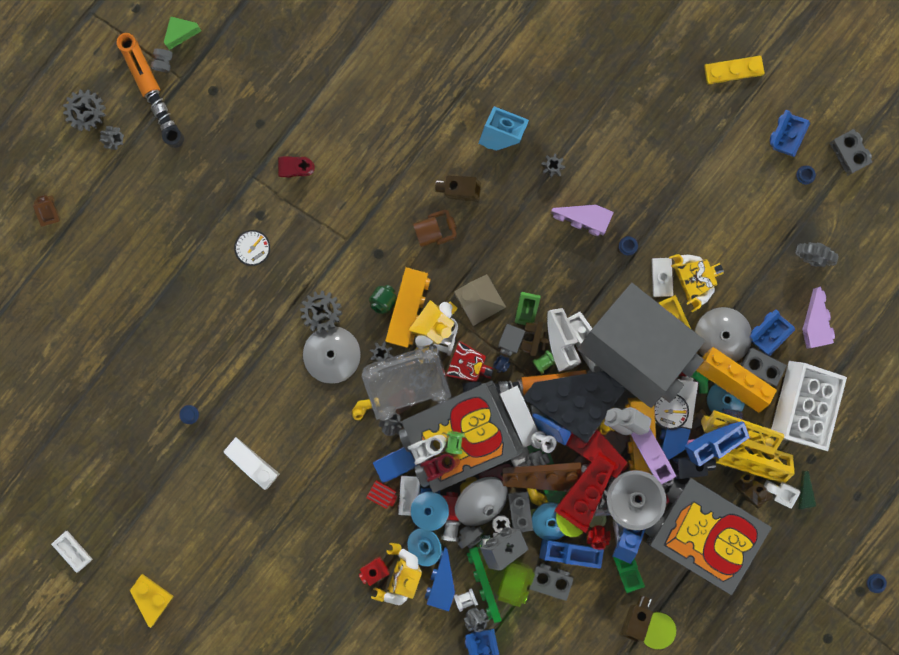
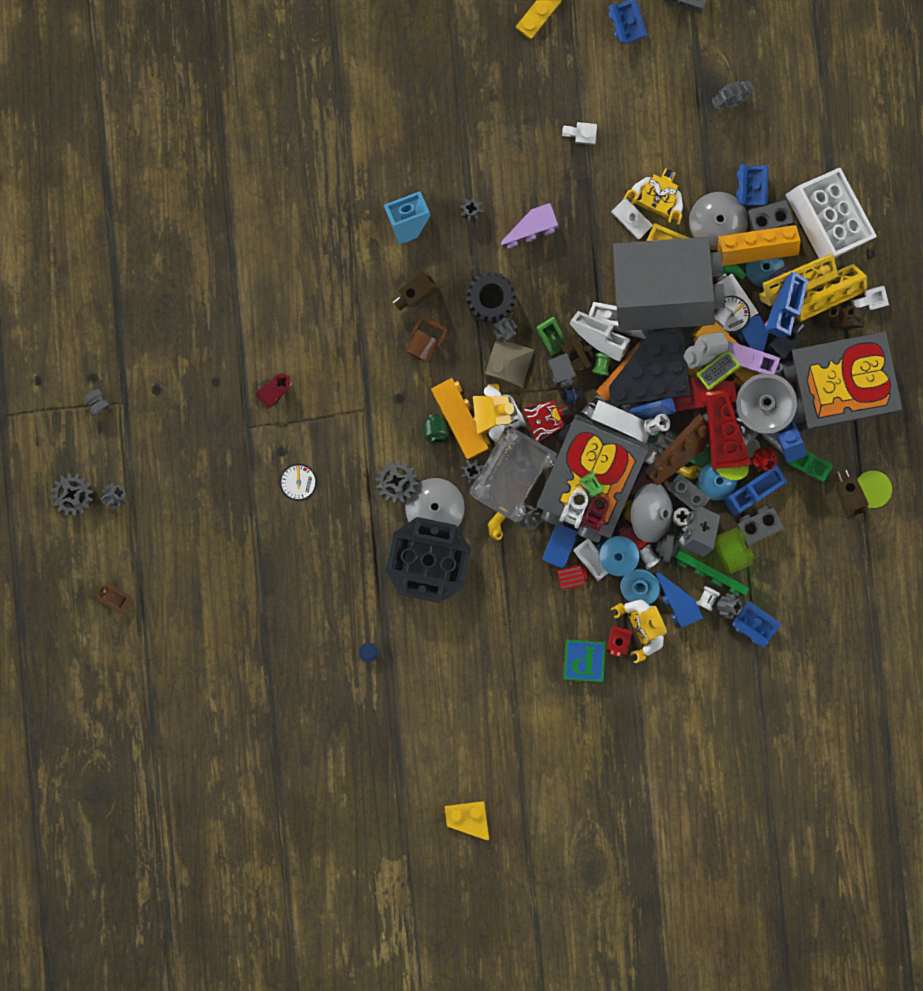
camera: 40 degrees left, 0 degrees up
(71, 551) = (375, 838): white plate -> none
(149, 88) = (106, 432): piece -> none
(179, 31) = (89, 366): bright green slope -> none
(251, 463) = (449, 645): white slope -> none
(269, 385) = (432, 538): none -> black piece
(336, 563) = (584, 660): none -> piece
(498, 273) = (505, 329): none -> dark grey gear
(517, 227) = (491, 280): none -> black tyre
(624, 444) = (718, 370): none -> tile
(628, 245) = (584, 218): dark blue plate -> none
(663, 406) = (722, 314): none -> white bush
(684, 184) = (584, 133): none -> white plate
(805, 175) = (669, 41): dark blue plate -> none
(806, 497) = (891, 284): clear green piece -> none
(816, 325) = (782, 149): lavender slope -> none

